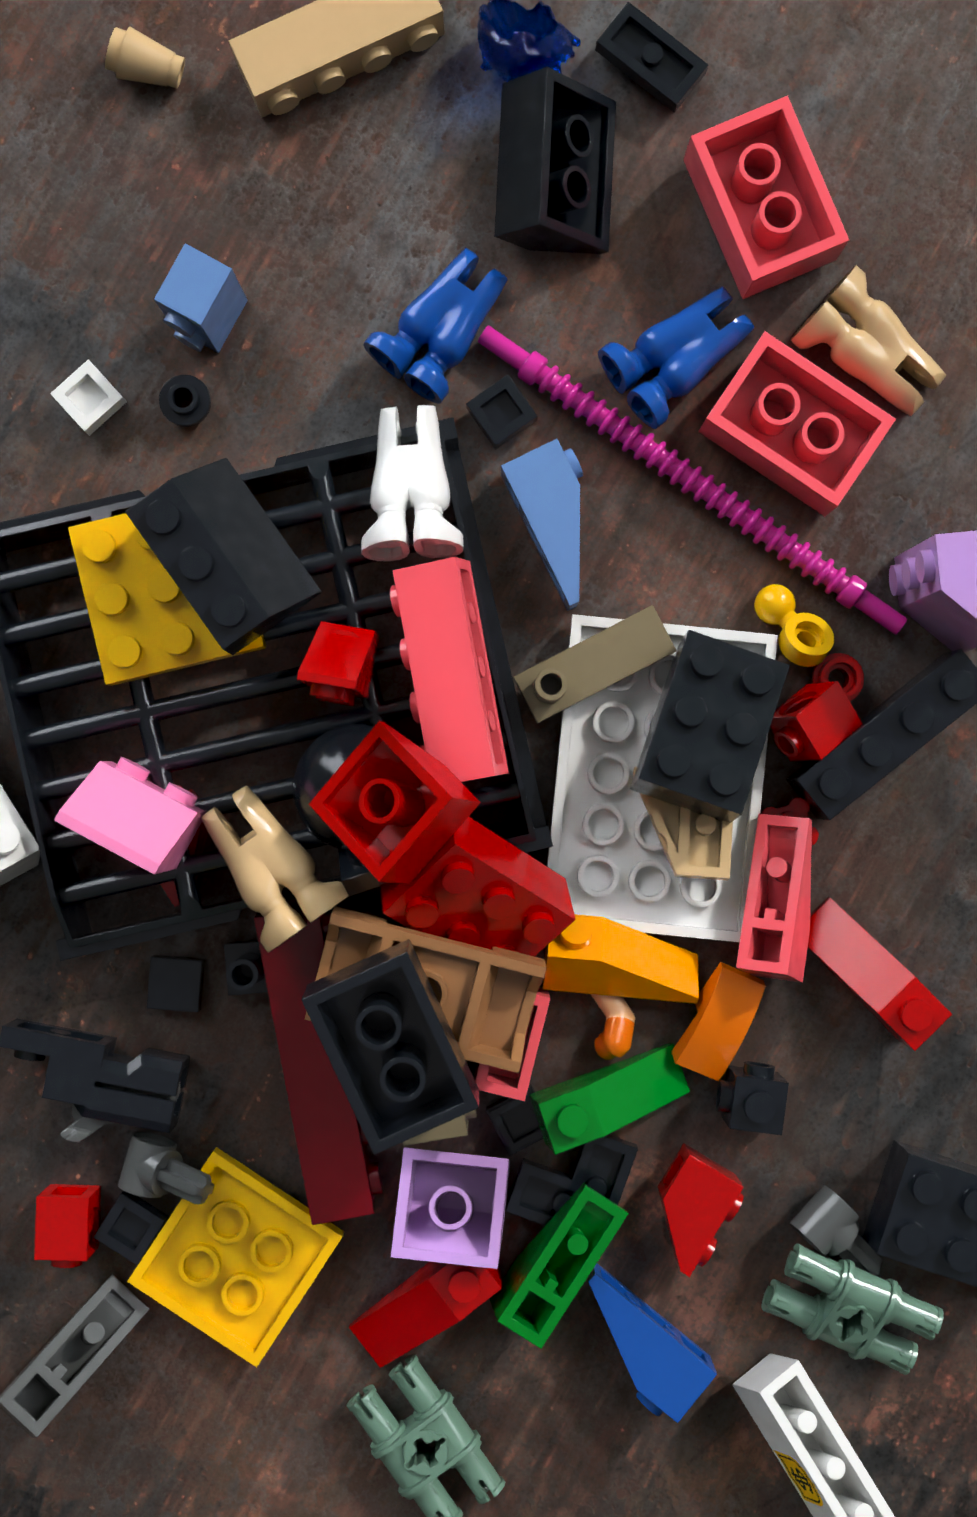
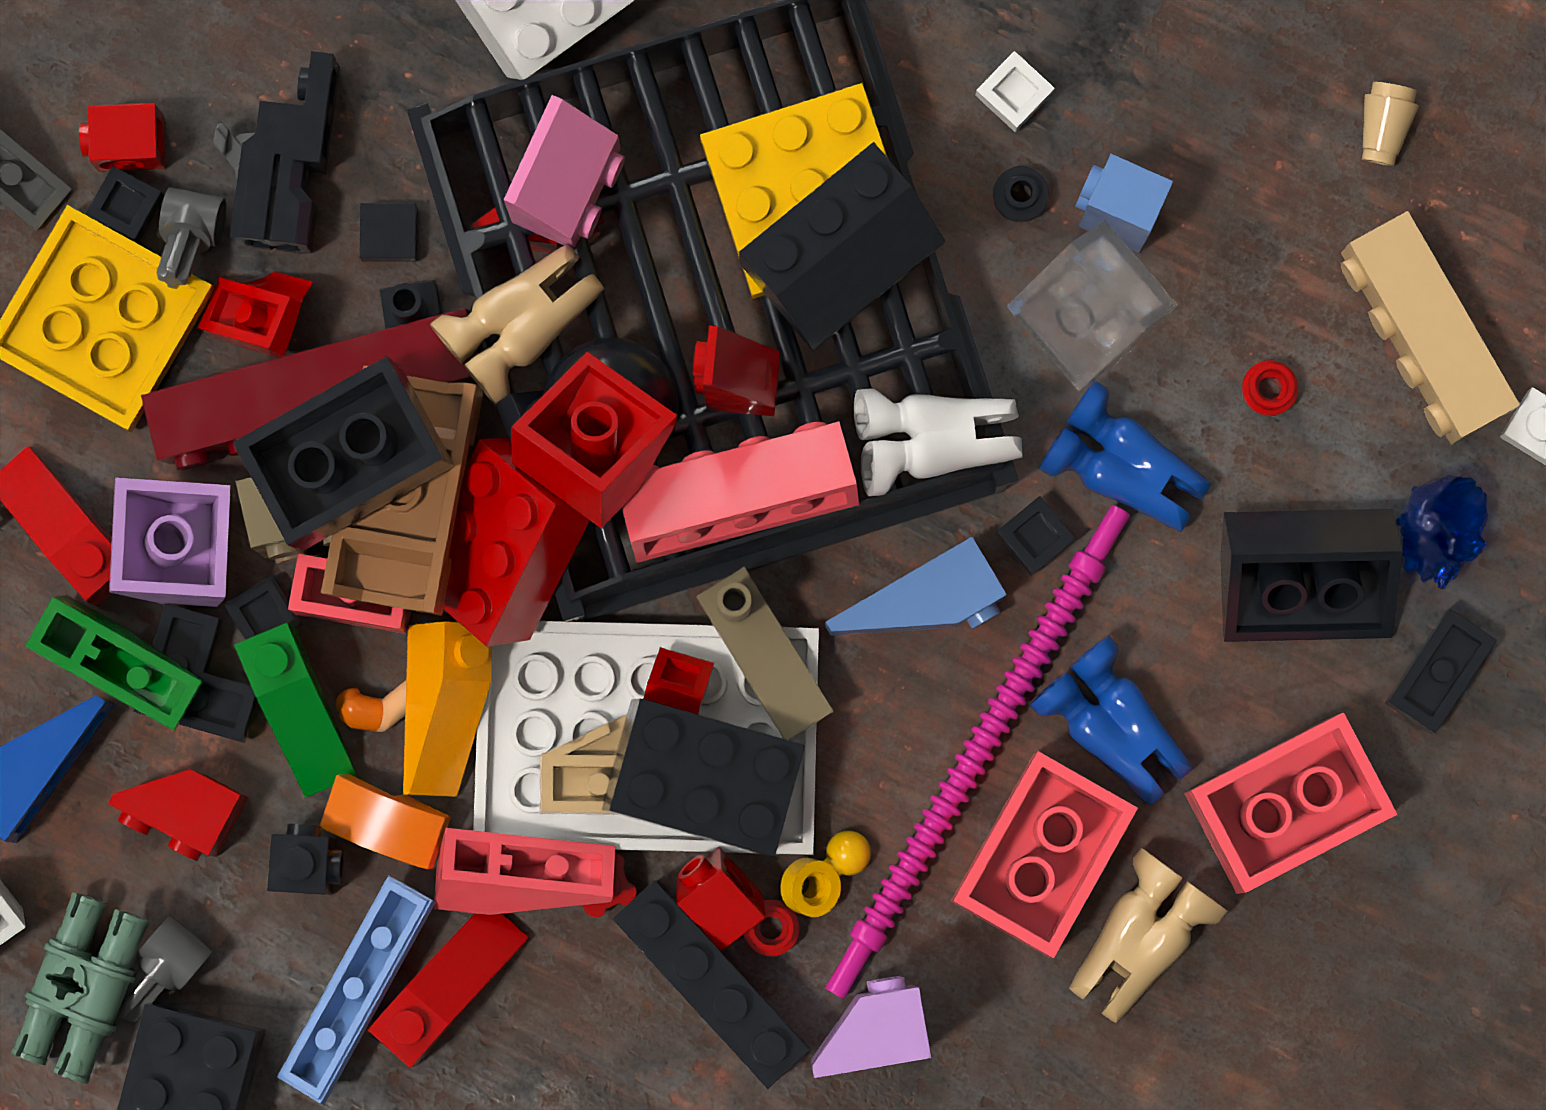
camera: 85 degrees right, 5 degrees down
(241, 1110) = (256, 313): none -> red slope
(295, 335) = (1091, 305): none -> clear brick
(378, 175) = (1282, 376): none -> red plate
(615, 744) = (678, 680): none -> red plate
(871, 1057) = (356, 989): none -> medium blue slope

